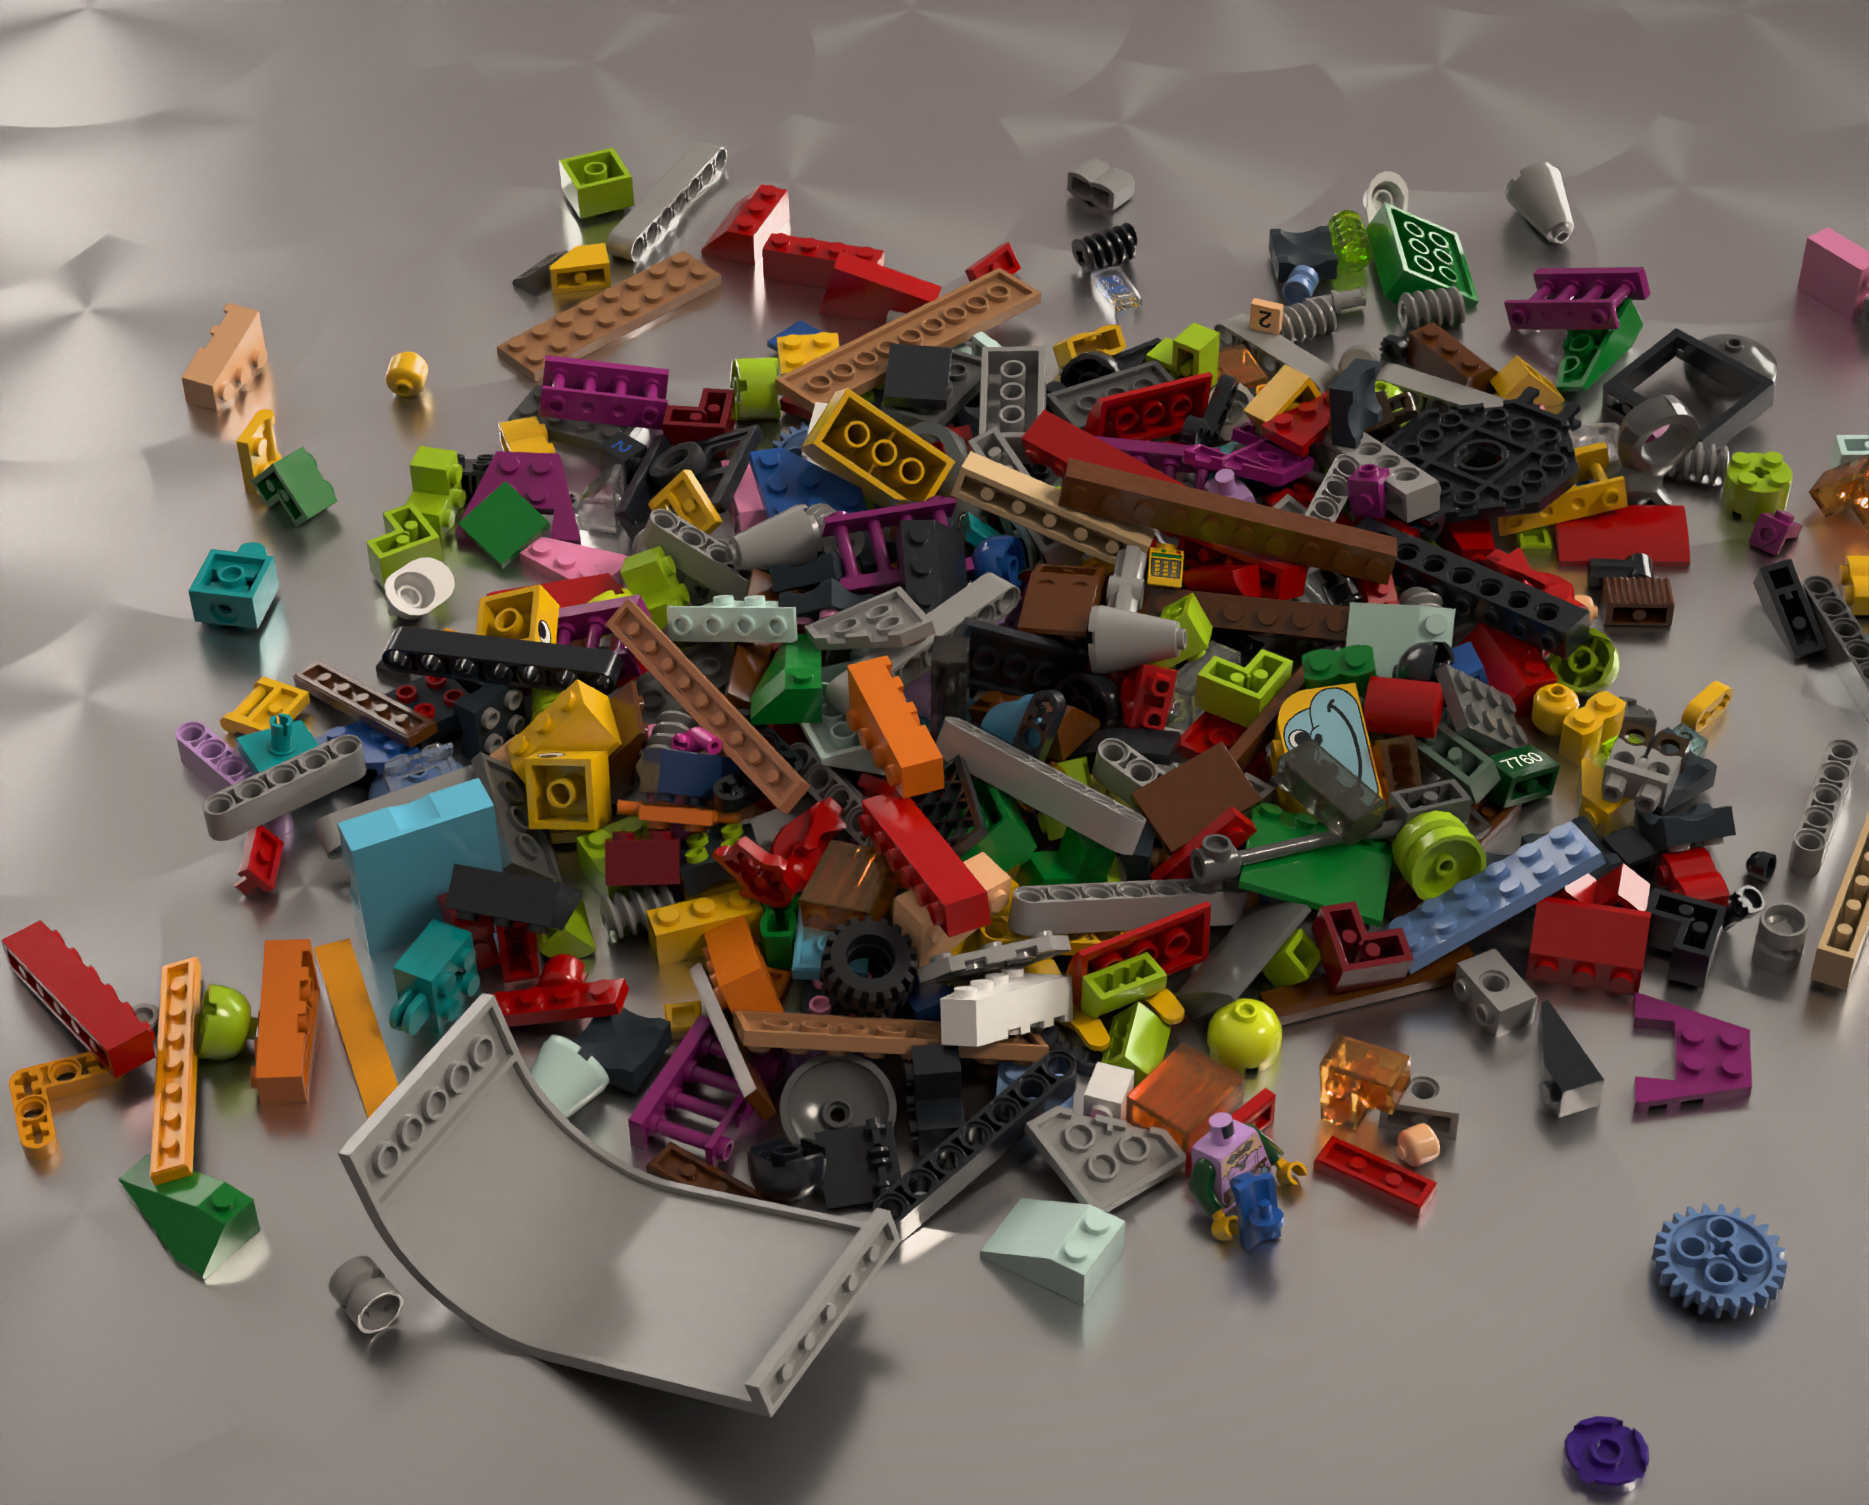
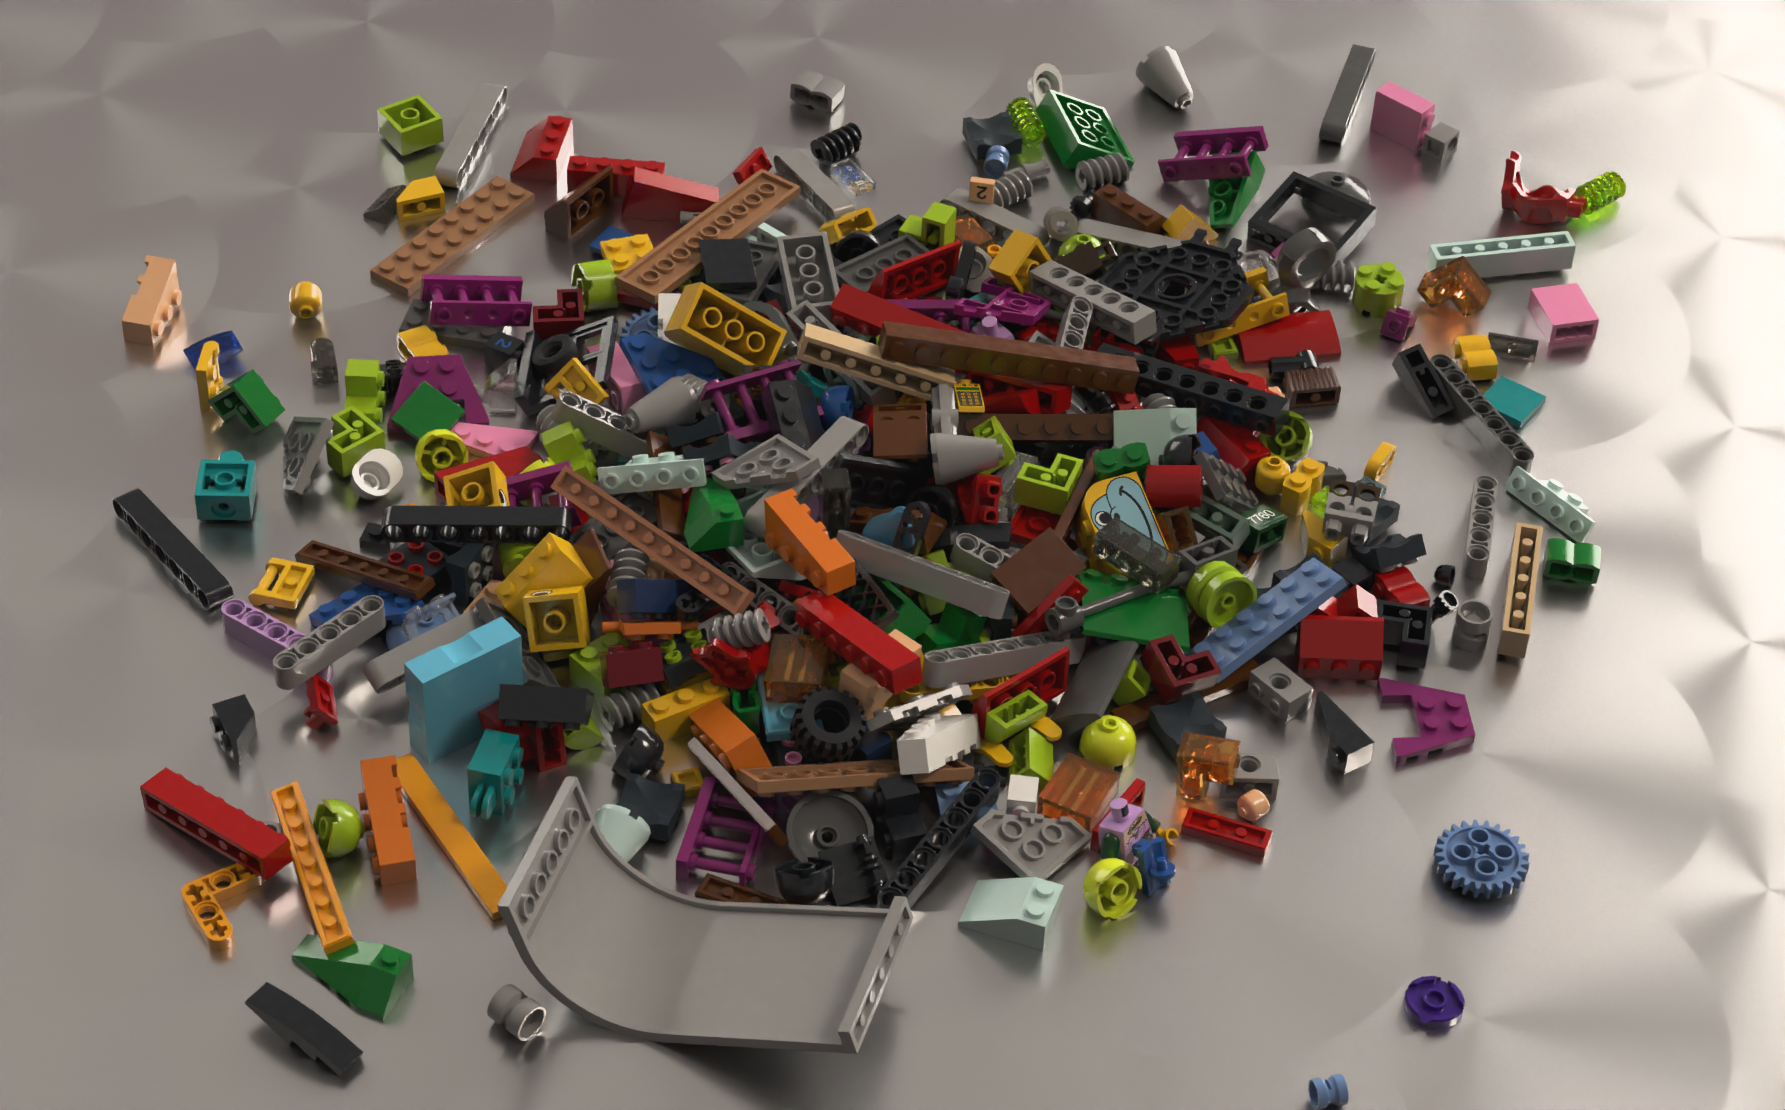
camera: 15 degrees left, 0 degrees up
(96, 1278) = (305, 1027): none -> black slope
(148, 876) = (235, 724): none -> black slope
(150, 653) = (173, 549): none -> black beam
(275, 745) = (308, 611): teal tile -> none
(291, 419) = (228, 347): none -> clear blue slope
(343, 542) = (304, 445): none -> light grey plate
(406, 443) = (323, 362): none -> clear smoke leg
(502, 567) = (439, 451): none -> neon yellow cylinder
(562, 995) = (593, 774): red plate -> none
(638, 966) = (641, 754): none -> black cylinder
(696, 740) = (653, 569): dark pink arm -> none
(770, 293) = (581, 206): none -> reddish brown slope
(781, 829) = (741, 630): none -> light grey piece
(1062, 292) = (815, 185): none -> light grey beam
(1193, 1233) = (1111, 887): none -> neon yellow cylinder
(1299, 426) = (1042, 272): red wing -> none
(1353, 403) = (1076, 255): black brick -> none
(1355, 1014) = (1186, 715): none -> black brick
(1367, 491) = (1102, 323): magenta bracket -> none
(1775, 242) = (1347, 94): none -> dark grey beam

